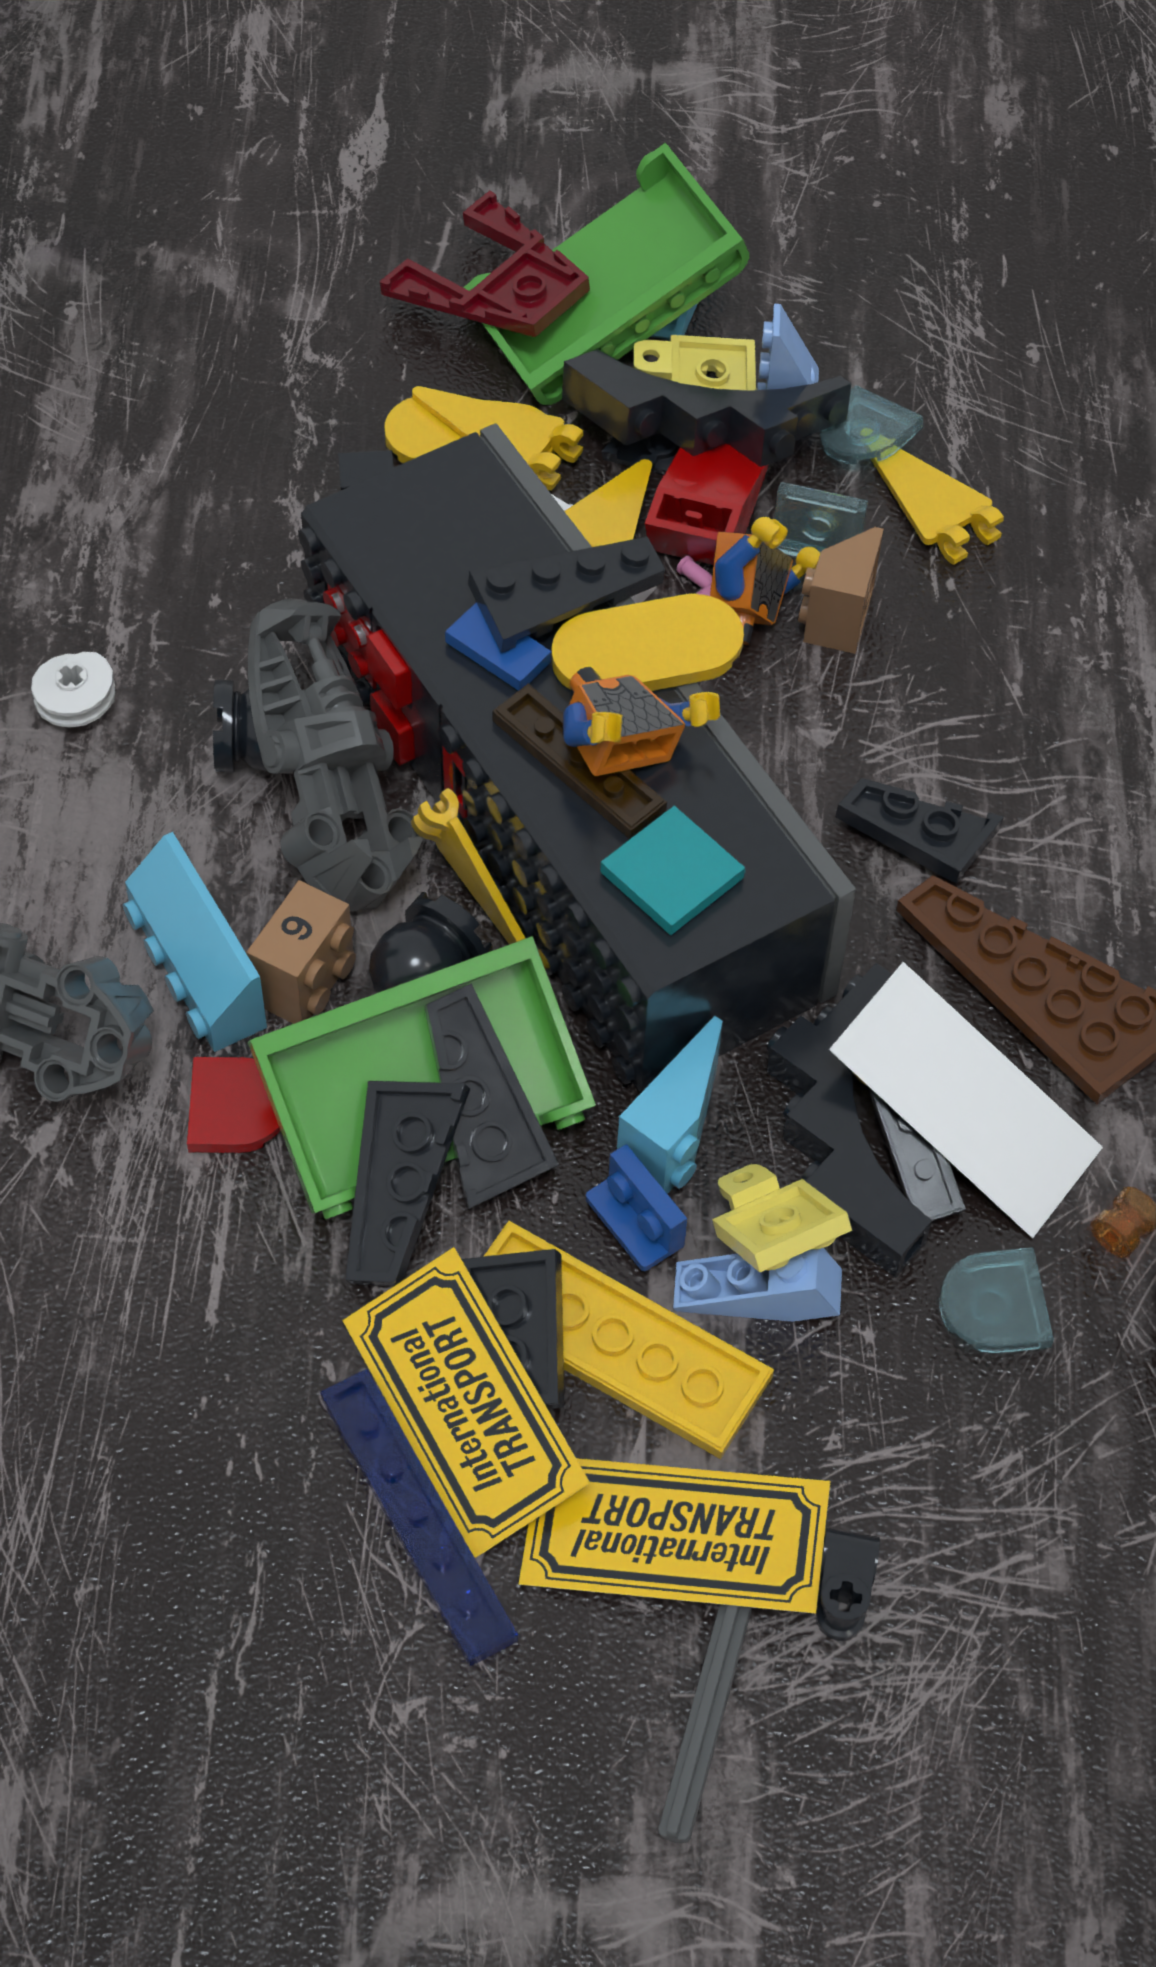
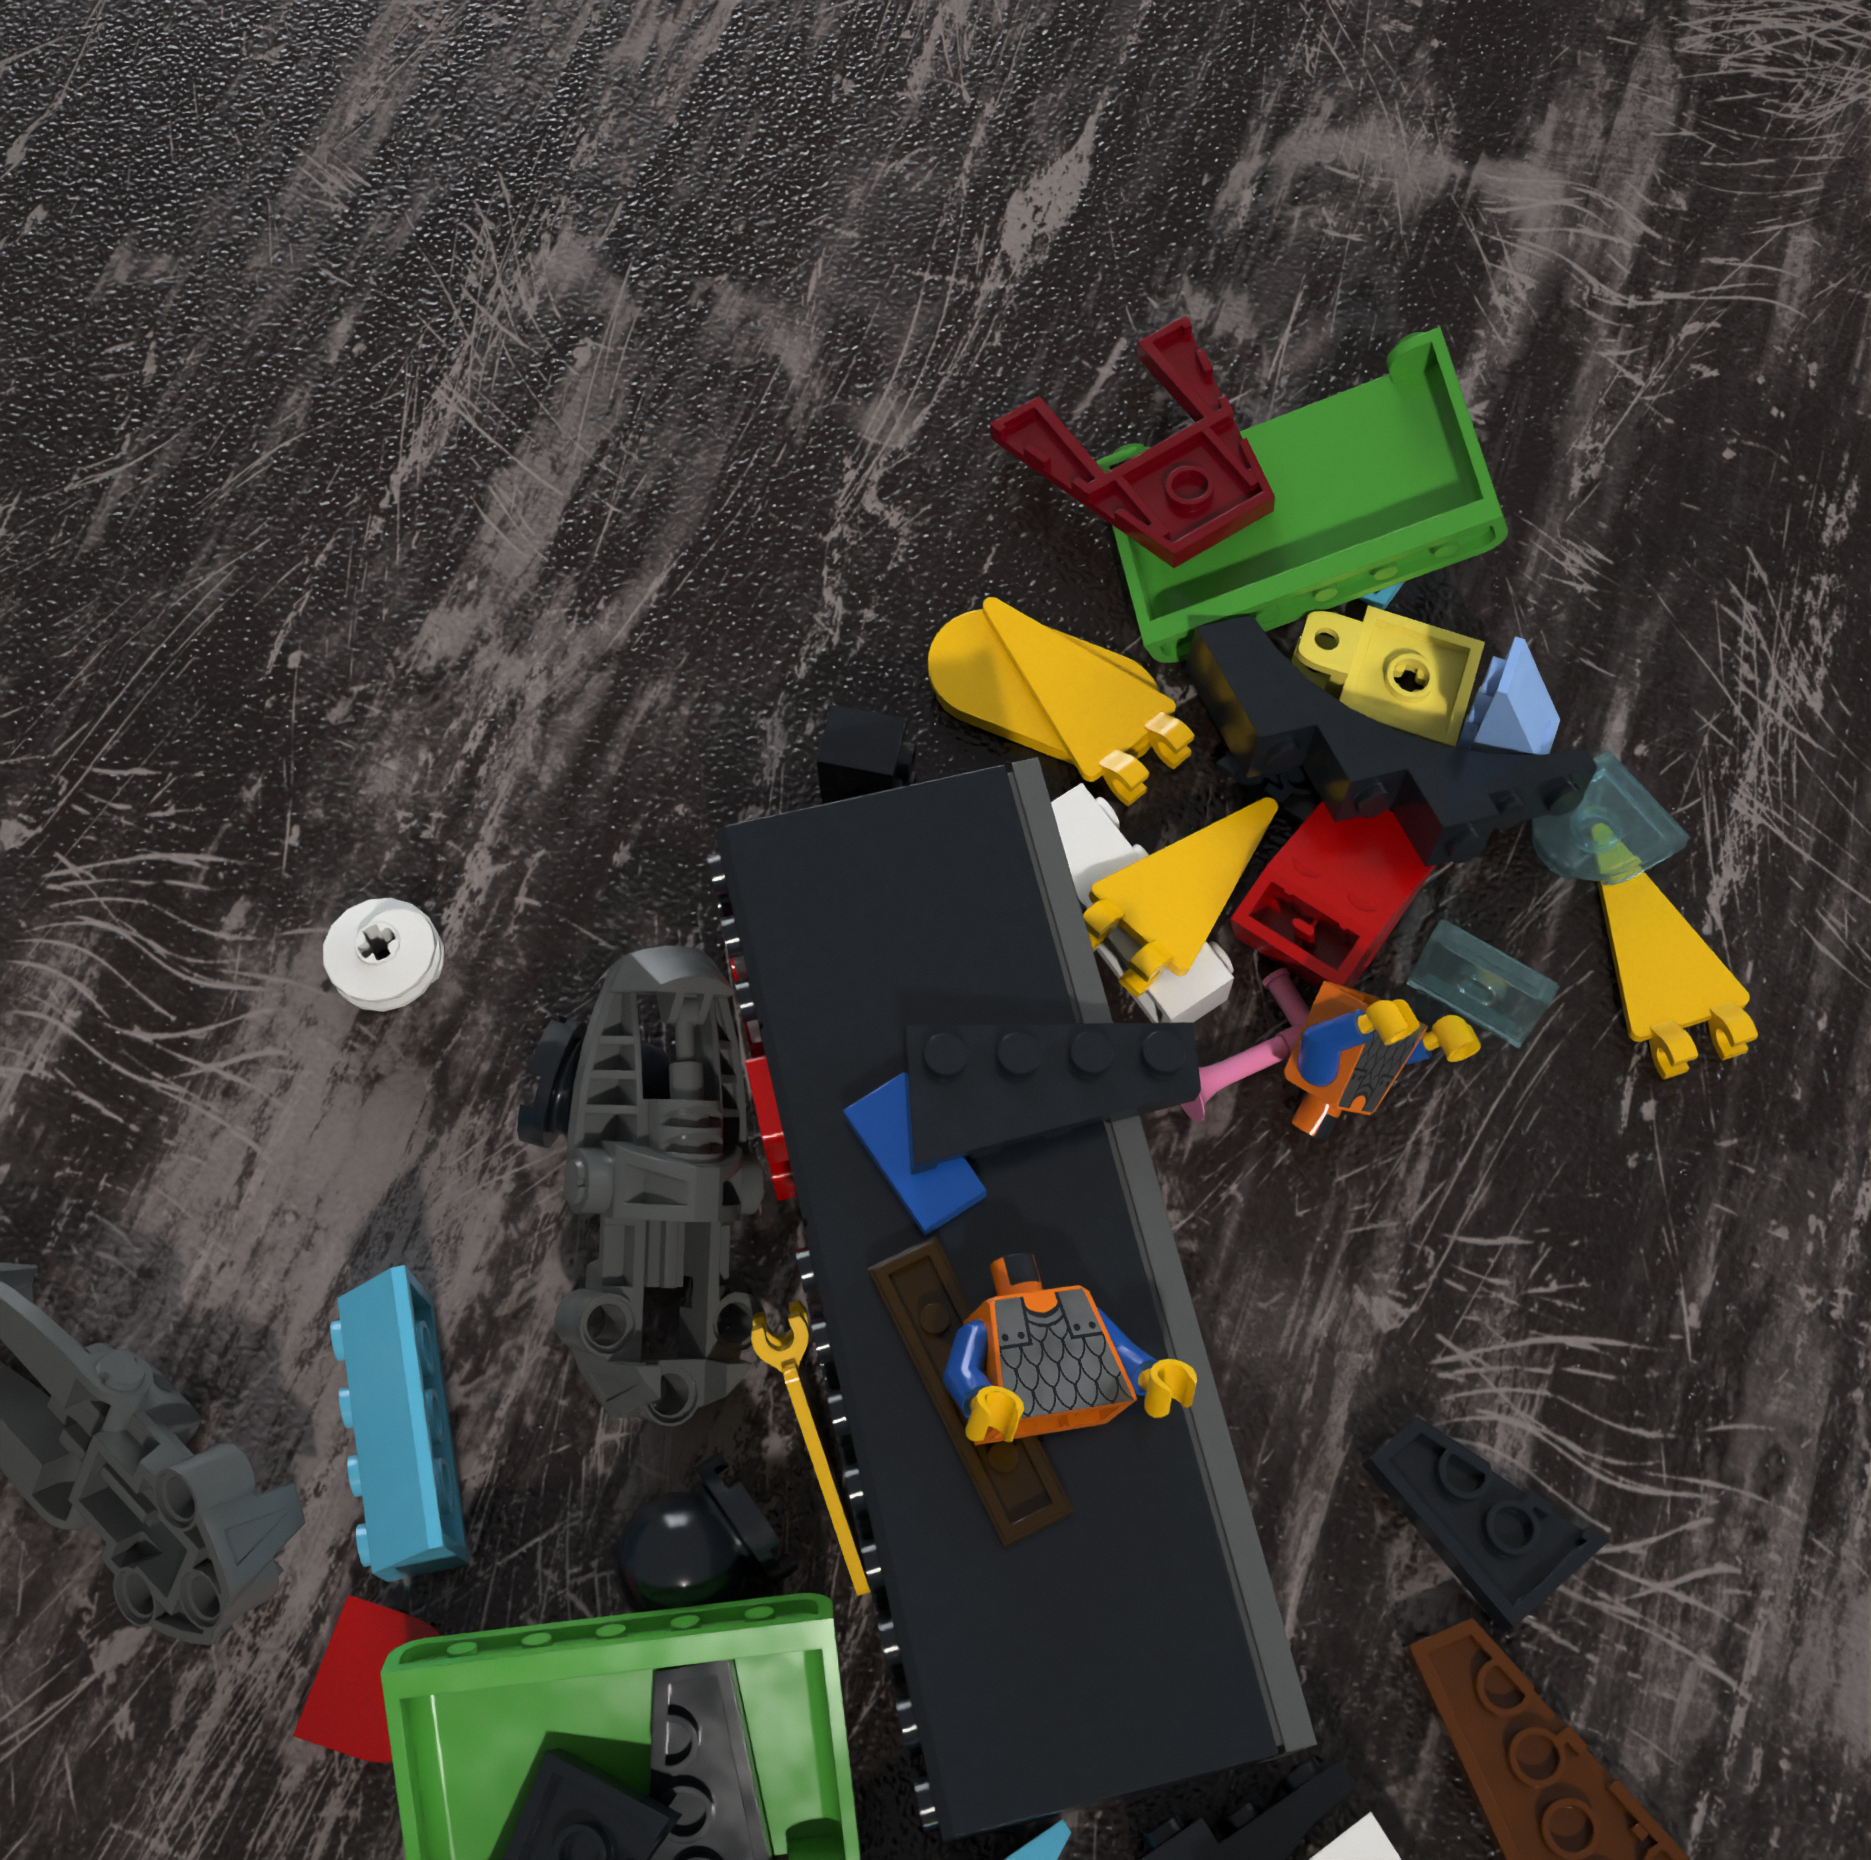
camera: 20 degrees right, 10 degrees up
(303, 952) = (532, 1493): medium nougat brick -> none
(655, 640) = (1136, 1214): yellow tile -> none
(672, 870) = (1046, 1632): teal tile -> none
(841, 591) = (1478, 1107): medium nougat slope -> none

